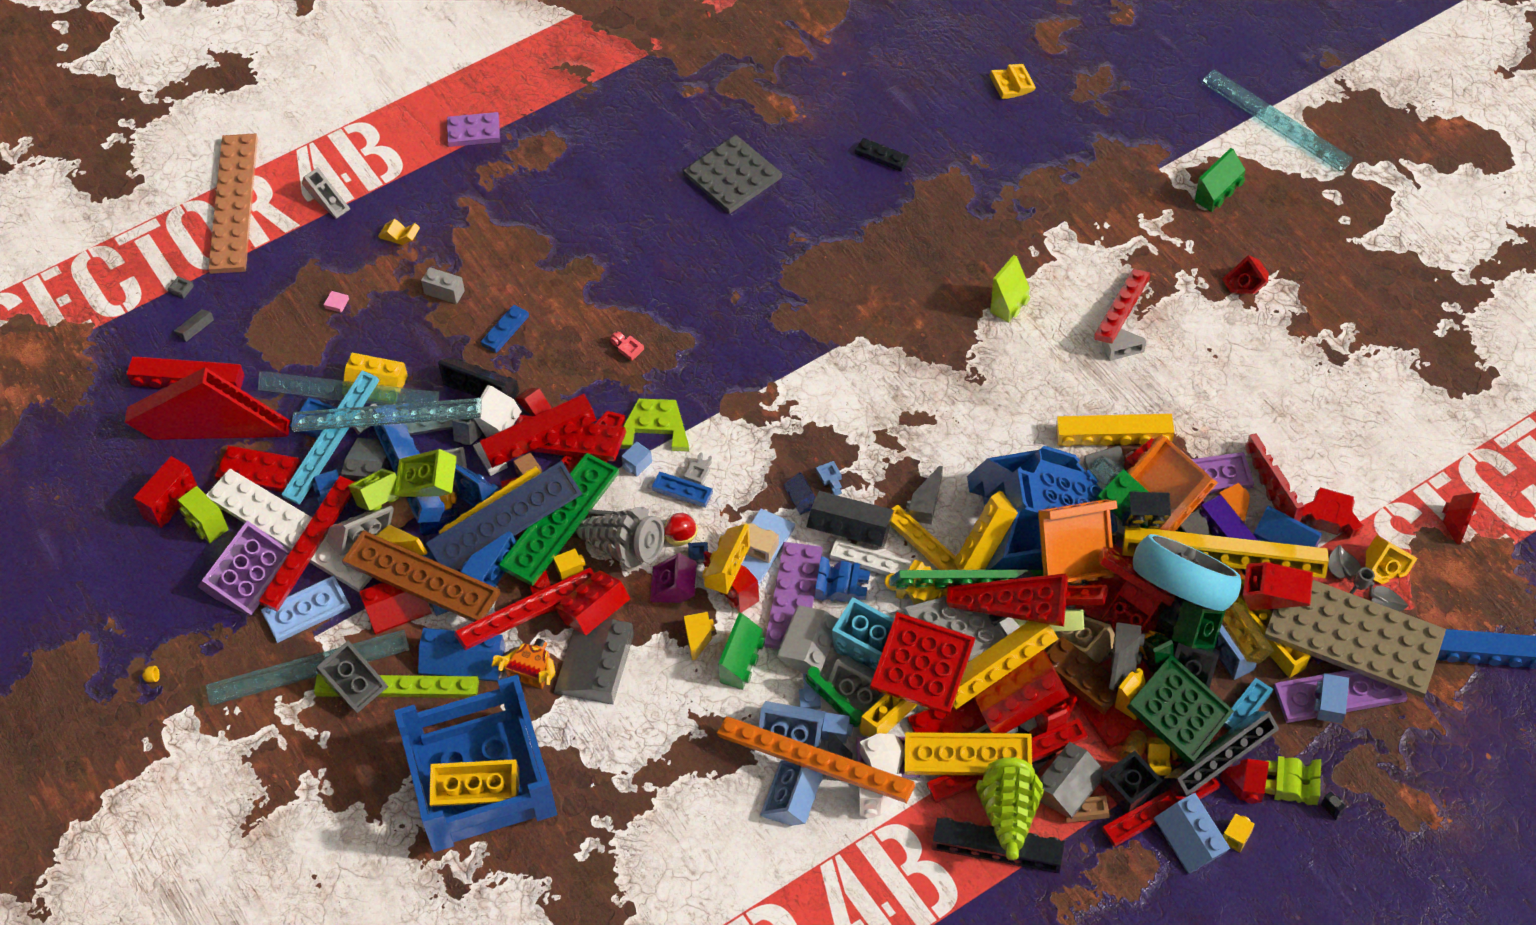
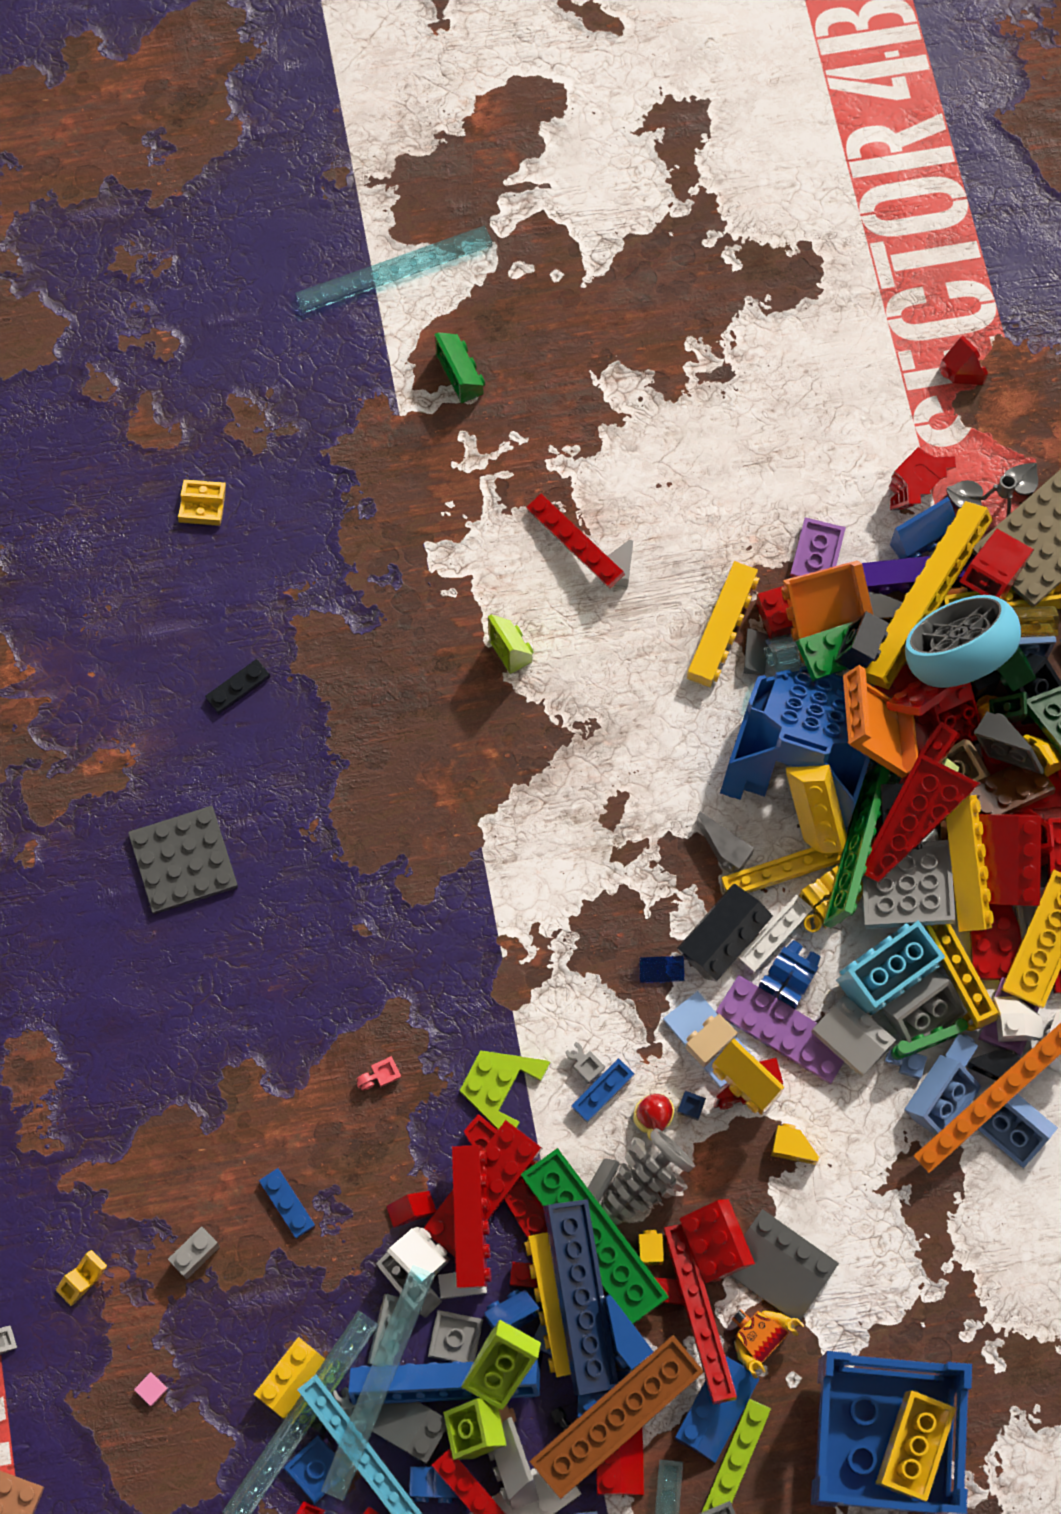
camera: 70 degrees left, 15 degrees up
(402, 539) = (544, 1430): yellow slope -> none
(474, 379) = (356, 1258): black slope -> none
(525, 463) = (504, 1247): medium nougat brick -> none
(636, 459) = (543, 1124): medium blue brick -> none
(673, 580) = (717, 1145): magenta slope -> none
(740, 652) = (838, 1111): green slope -> none
(830, 475) = (651, 929): medium blue plate -> none
(923, 663) = (952, 935): red plate -> none
(1238, 499) = (862, 551): orange slope -> none
(1247, 276) = (595, 404): red slope -> none
(1273, 479) = (859, 508): red wing -> none
(1388, 560) = (980, 455): yellow slope -> none

